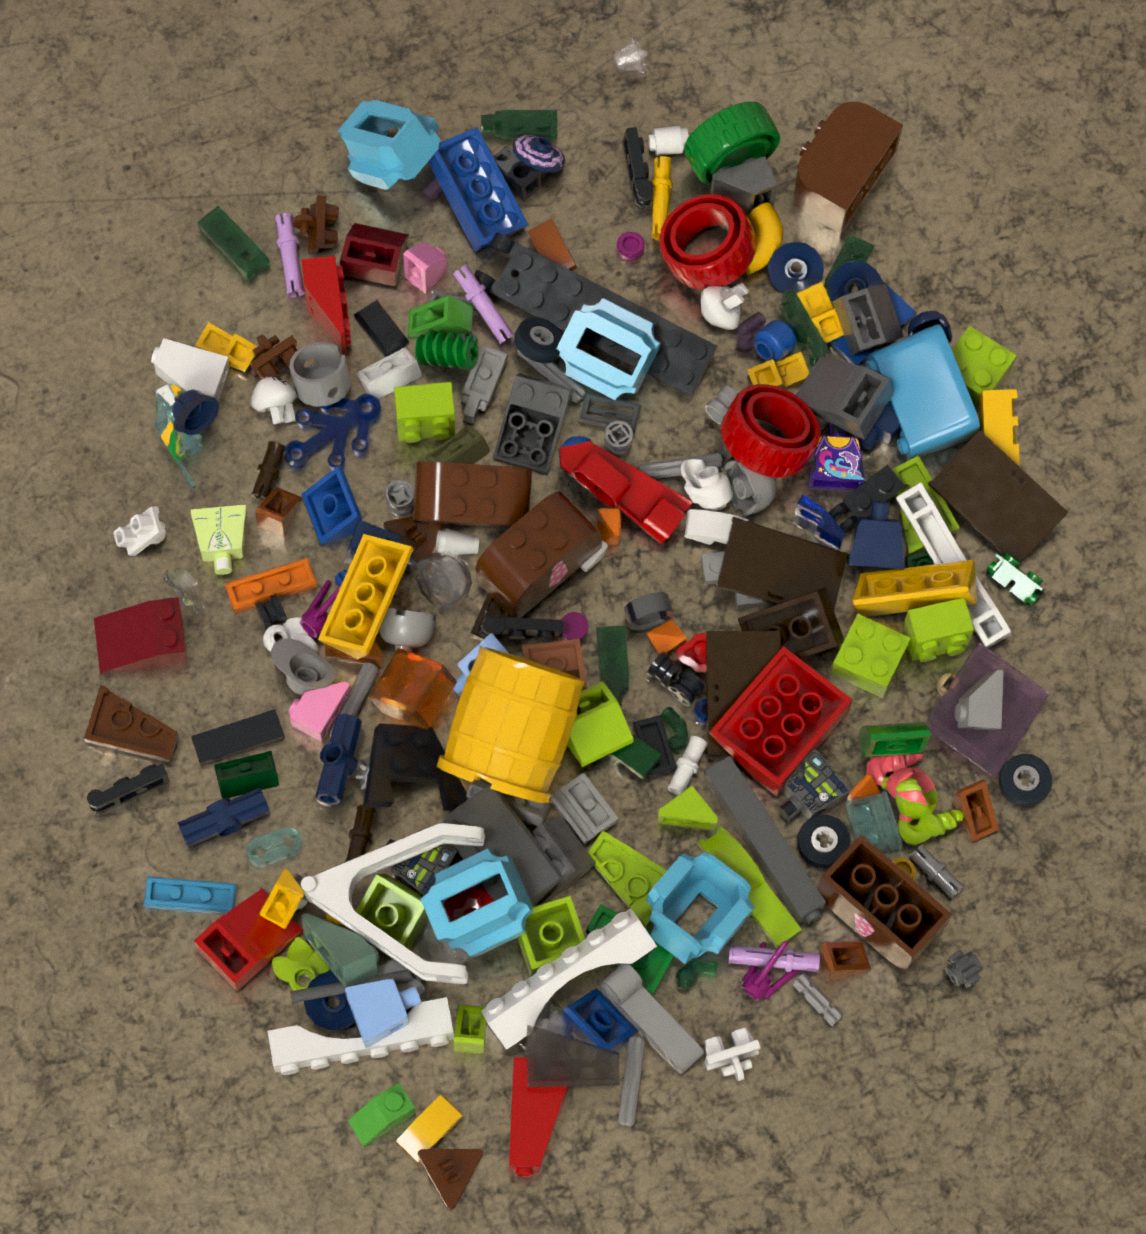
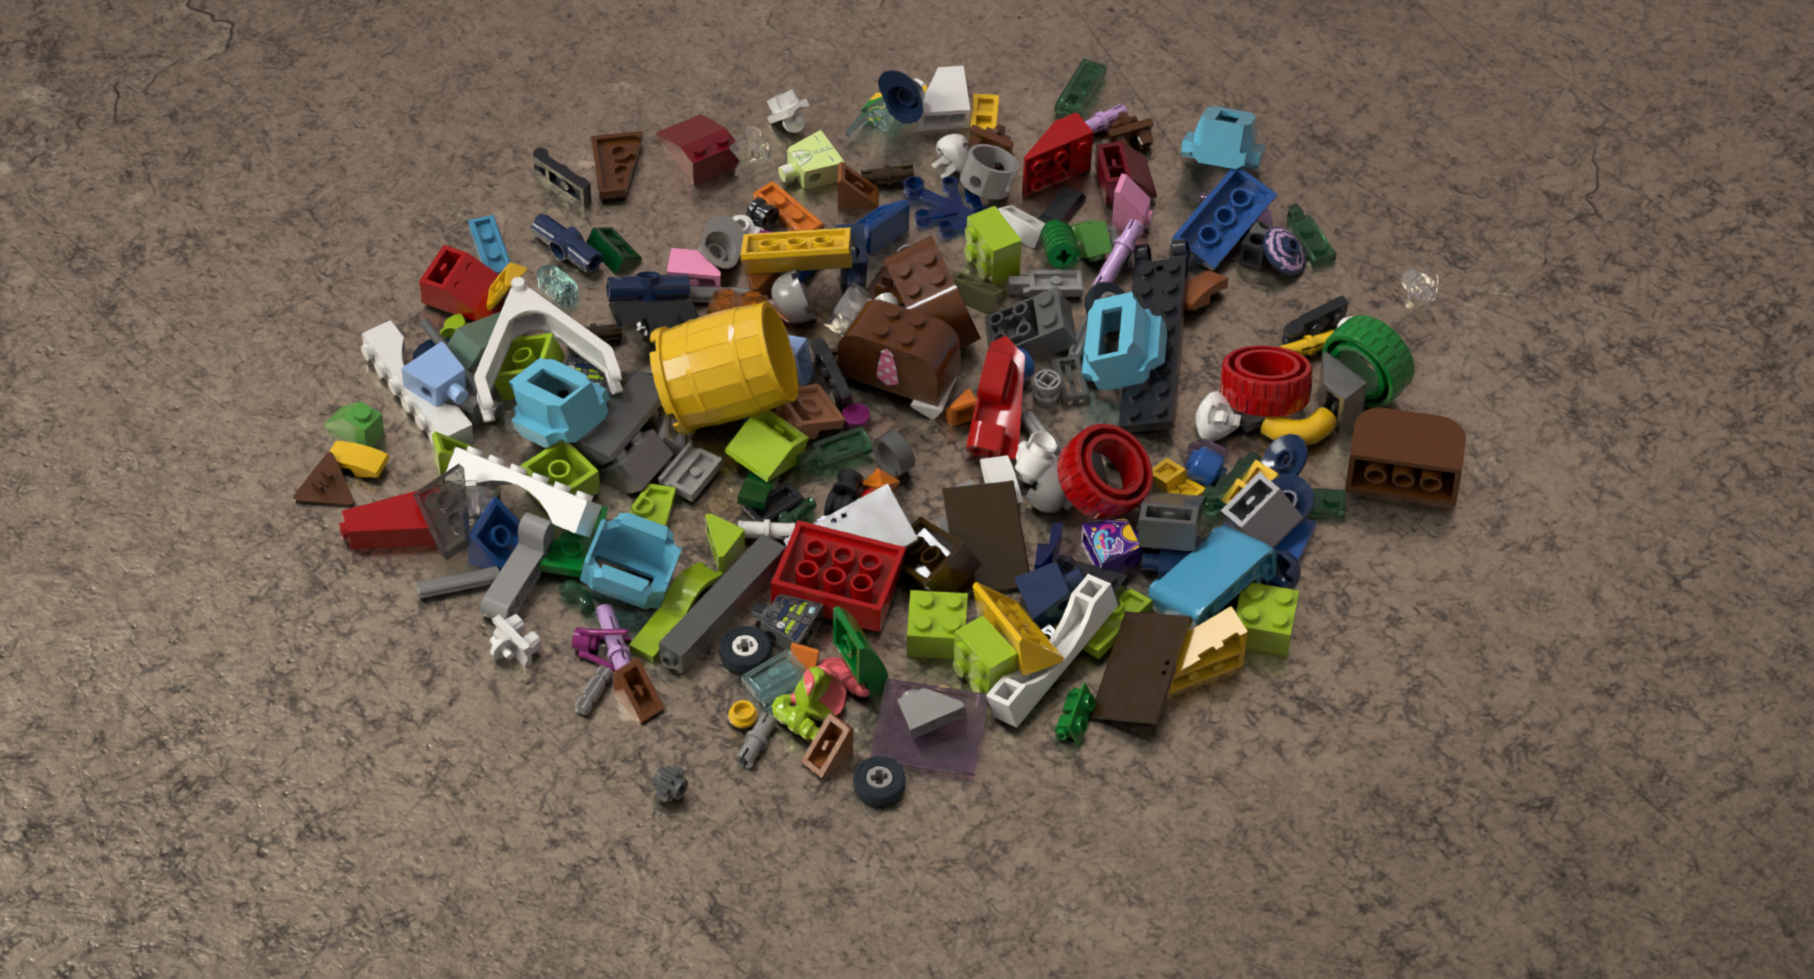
camera: 70 degrees right, 20 degrees down
(238, 737) = (641, 232): black tile -> none
(630, 246) = (1237, 341): magenta tile -> none
(882, 903) = (696, 686): reddish brown brick -> none

